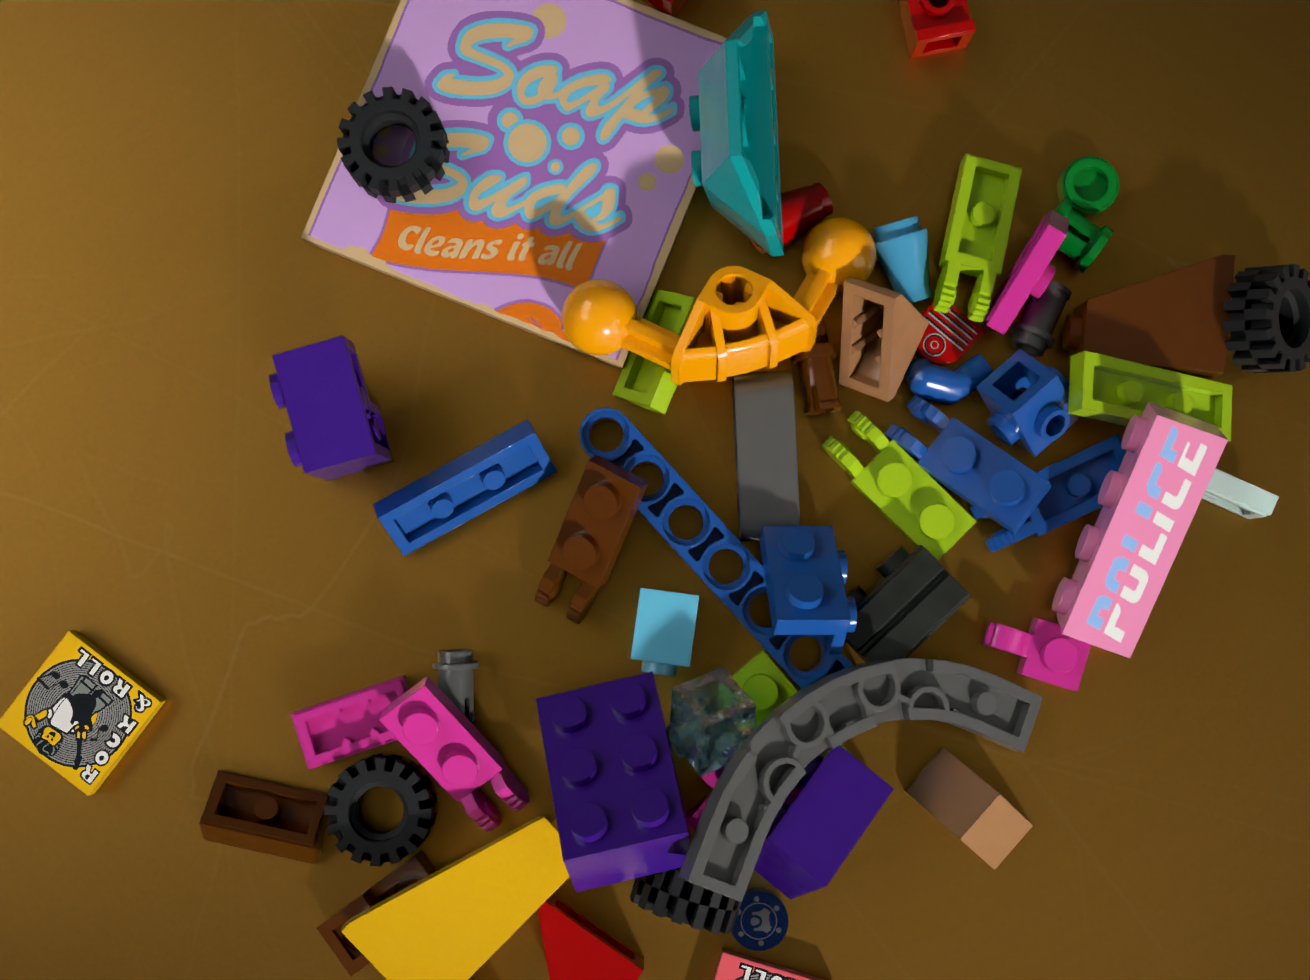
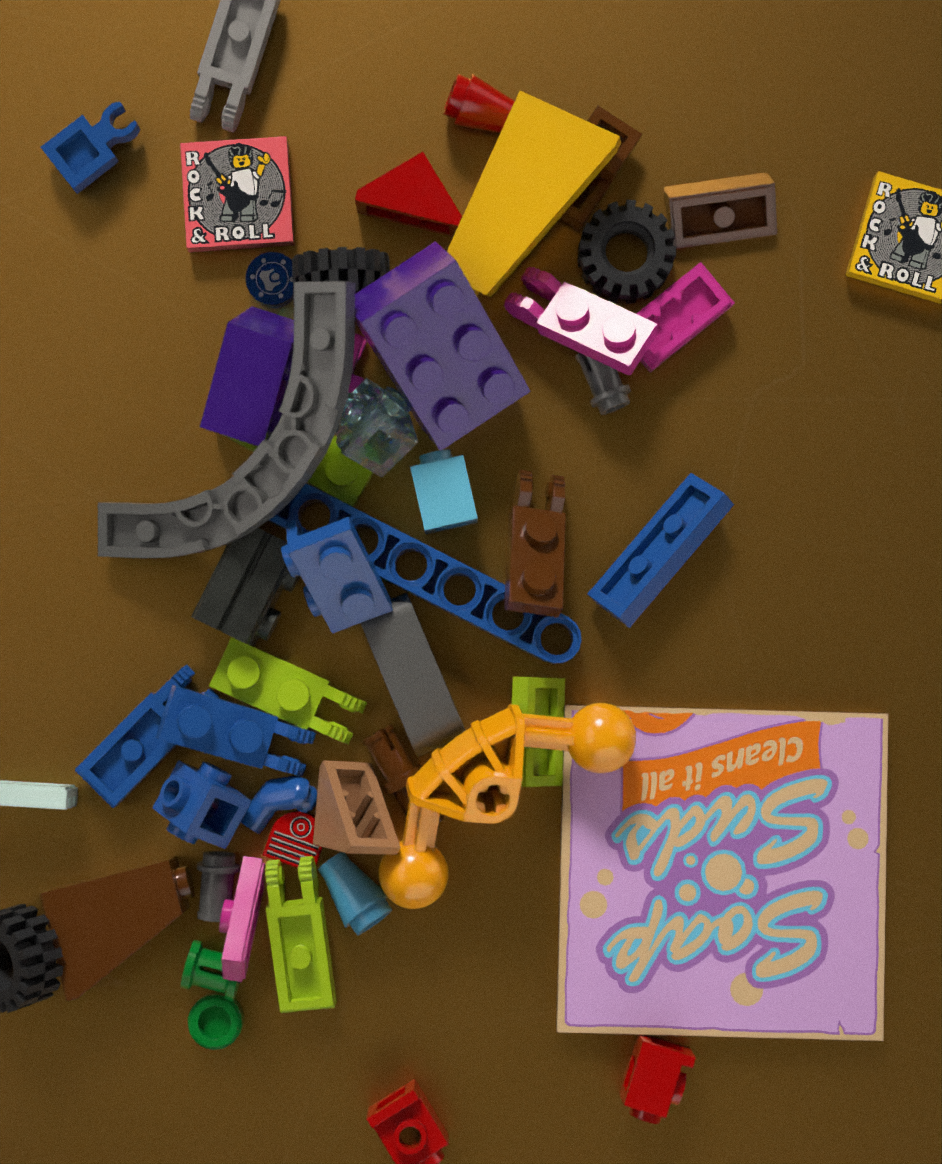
camera: 150 degrees right, 0 degrees up
(329, 410) = (802, 569): dark purple brick -> none
(389, 111) = (870, 830): black tyre -> none
(740, 133) = (539, 947): teal wedge -> none
(802, 211) = (472, 891): red cone -> none
(969, 807) = (128, 438): medium nougat slope -> none
(1043, 651) = (106, 596): dark pink plate -> none
(1118, 389) = (96, 847): lime plate -> none
(1138, 528) = (67, 729): bright pink brick -> none

